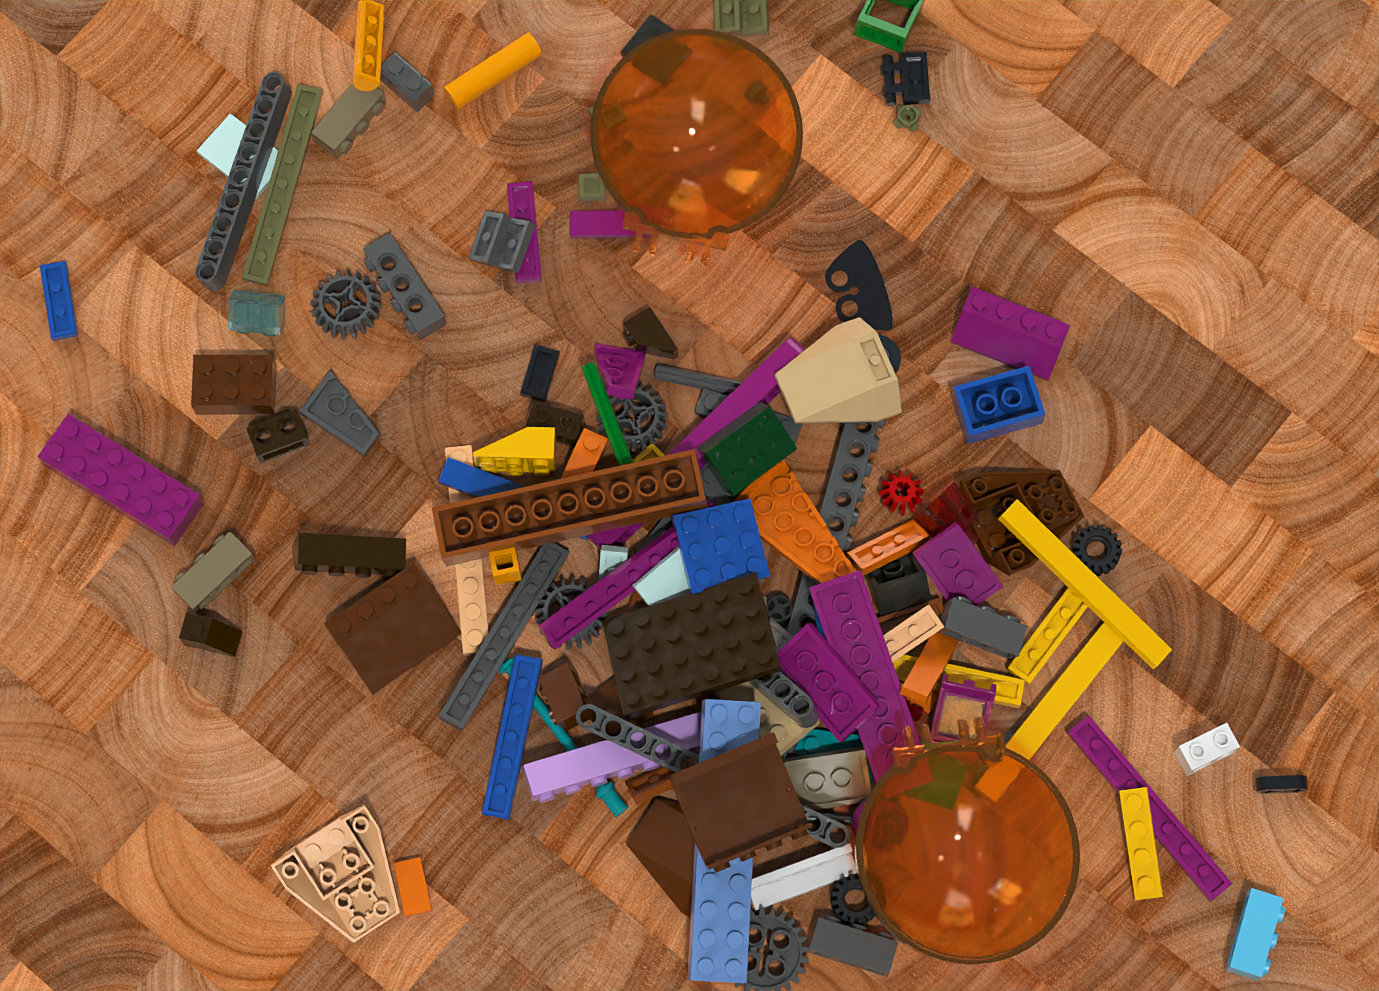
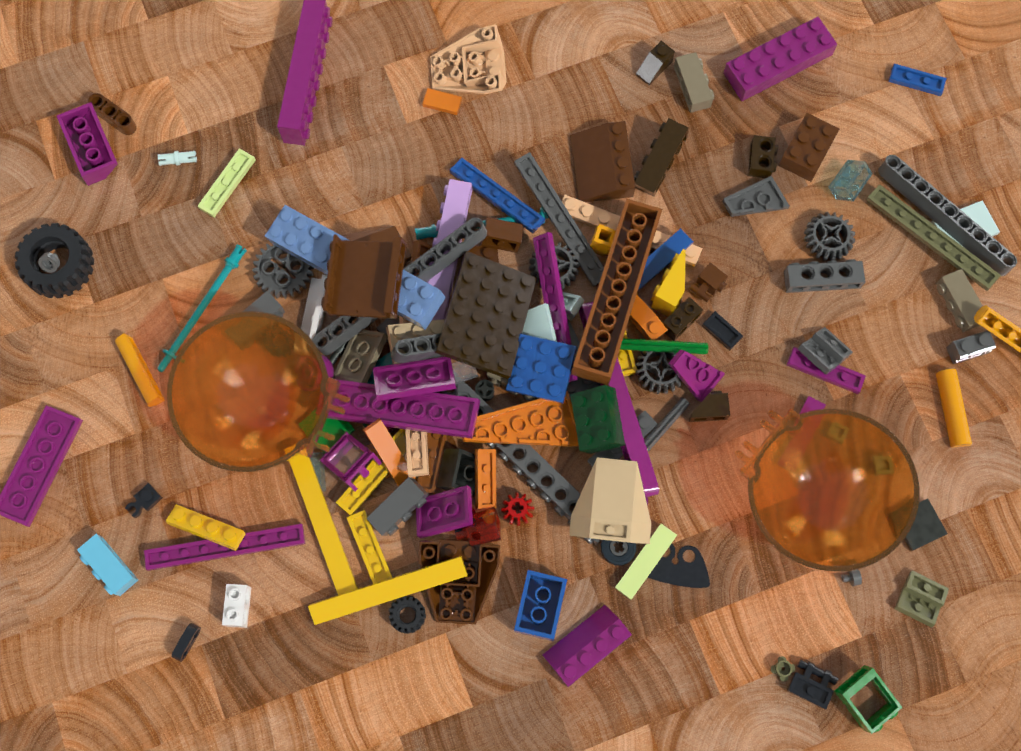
camera: 120 degrees right, 0 degrees up
(483, 416) = (710, 280): none -> reddish brown brick
(883, 320) = (645, 561): none -> yellowish green tile
(1149, 944) = (146, 499): none -> black plate

